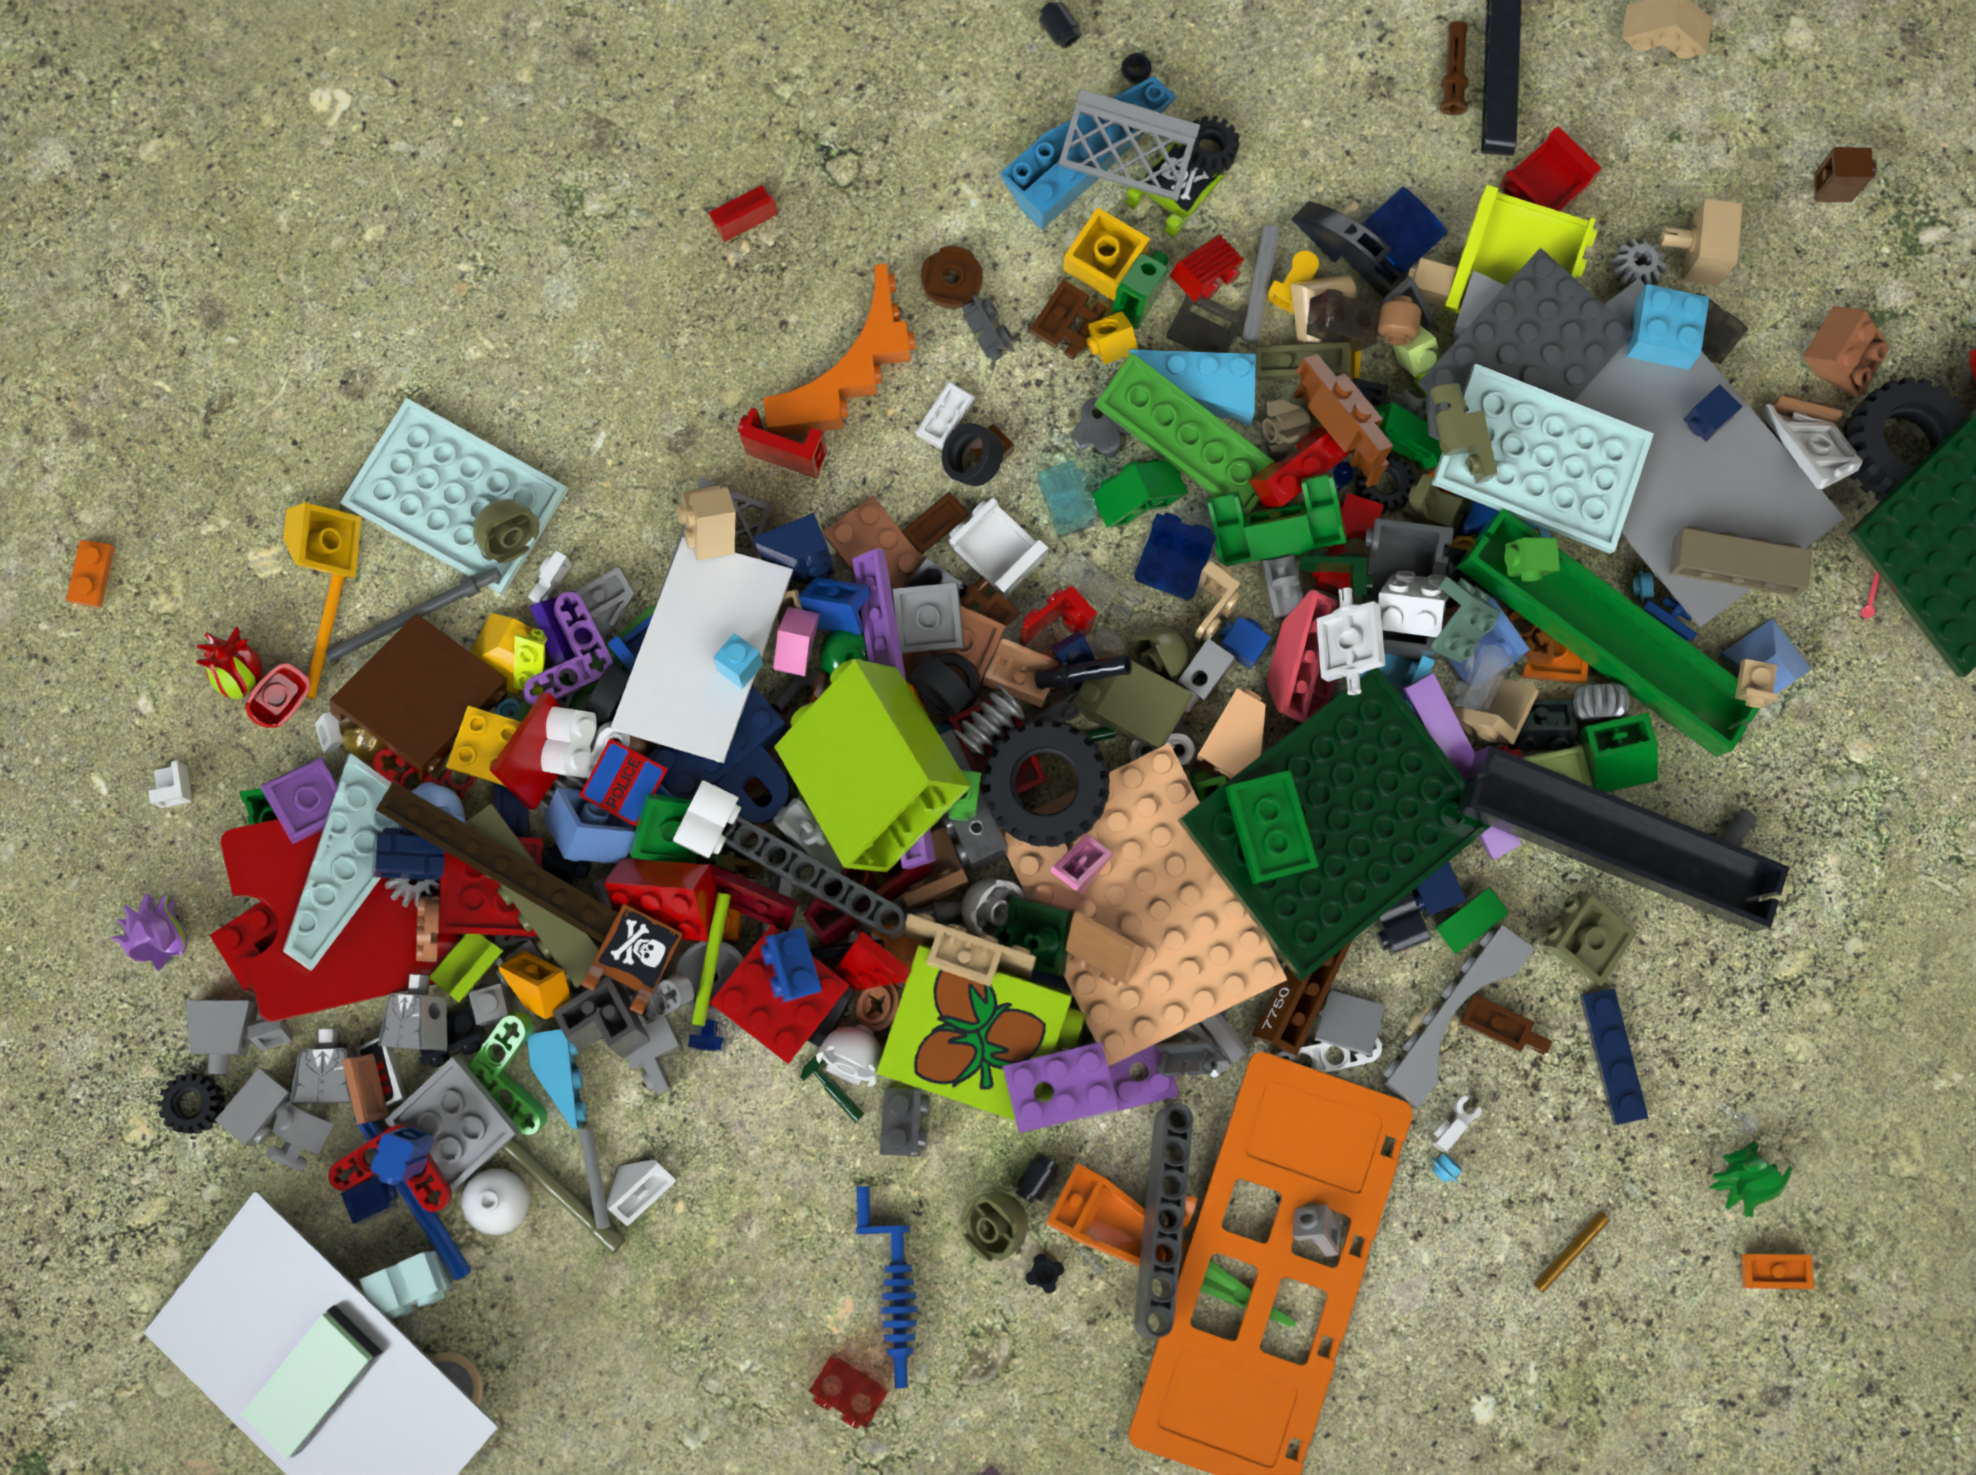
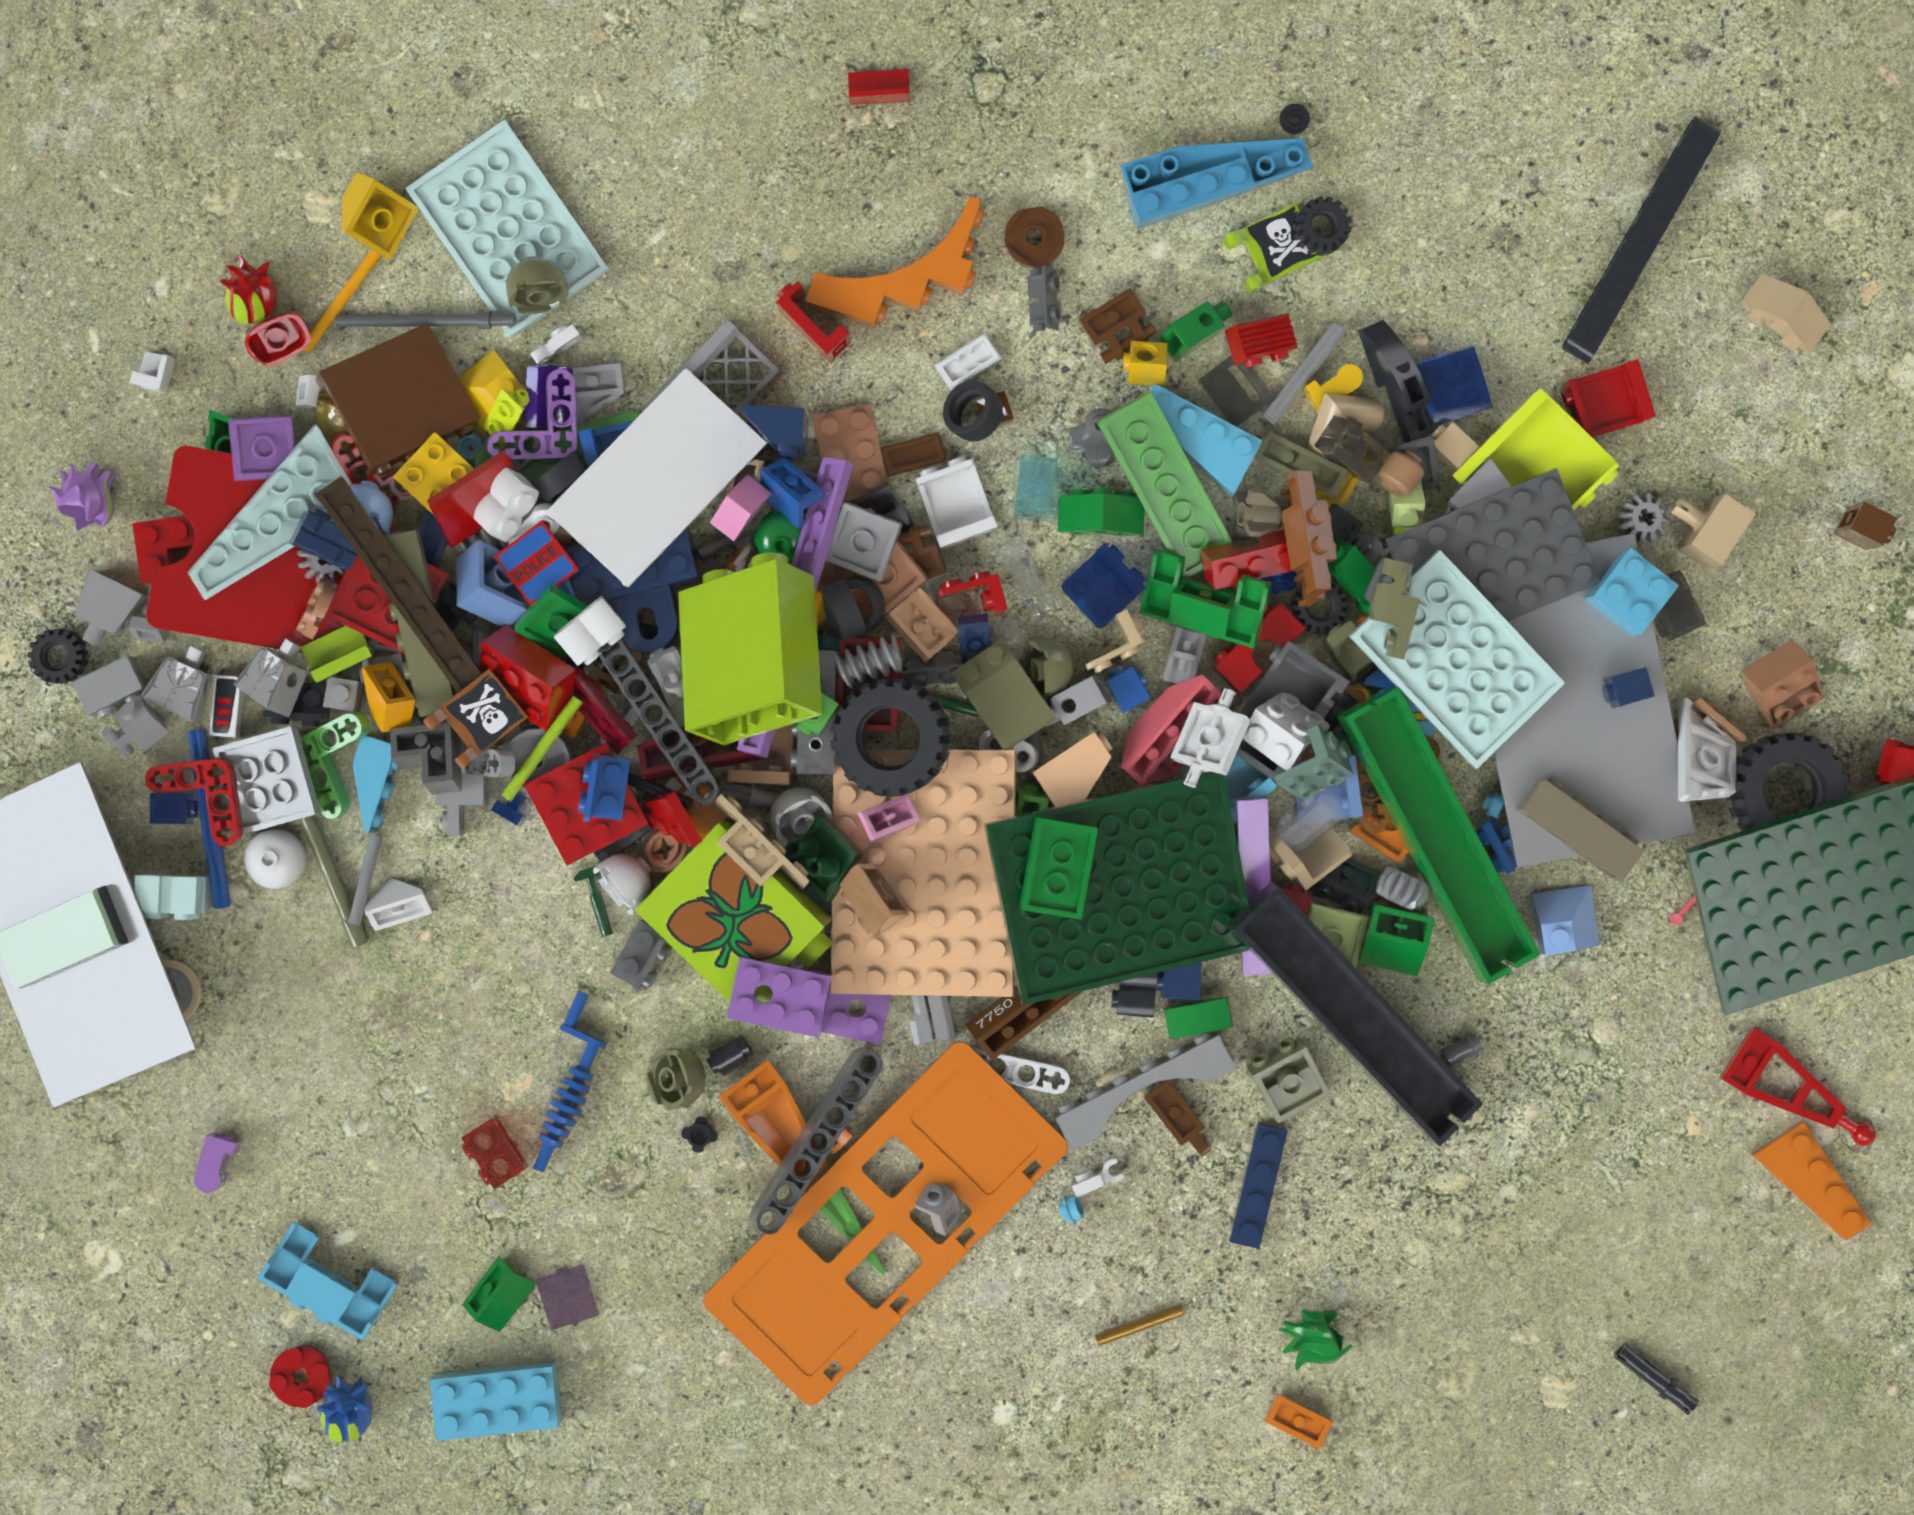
camera: 25 degrees right, 10 degrees up
(90, 573) = (162, 147): orange plate -> none
(365, 1088) = (207, 715): nougat tile -> none
(401, 1154) = (213, 789): blue brick -> none
(708, 521) = (712, 366): tan brick -> none
(738, 661) = (680, 506): medium azure brick -> none
(1060, 24) = (1246, 44): black brick -> none
(1070, 674) = (960, 648): black pin -> none
(1104, 252) = (1178, 283): yellow brick -> none
(1135, 118) = (1262, 176): light grey fence -> none
(1198, 1056) = (900, 1020): dark grey hinge -> none
(1346, 563) = (1248, 688): dark green bracket -> none
(1350, 1022) = (1052, 1053): light grey piece -> none
(1455, 79) = (1573, 272): reddish brown pin -> none
(1532, 558) = (1398, 744): bright green brick -> none
(1756, 683) = (1538, 939): tan bracket -> none

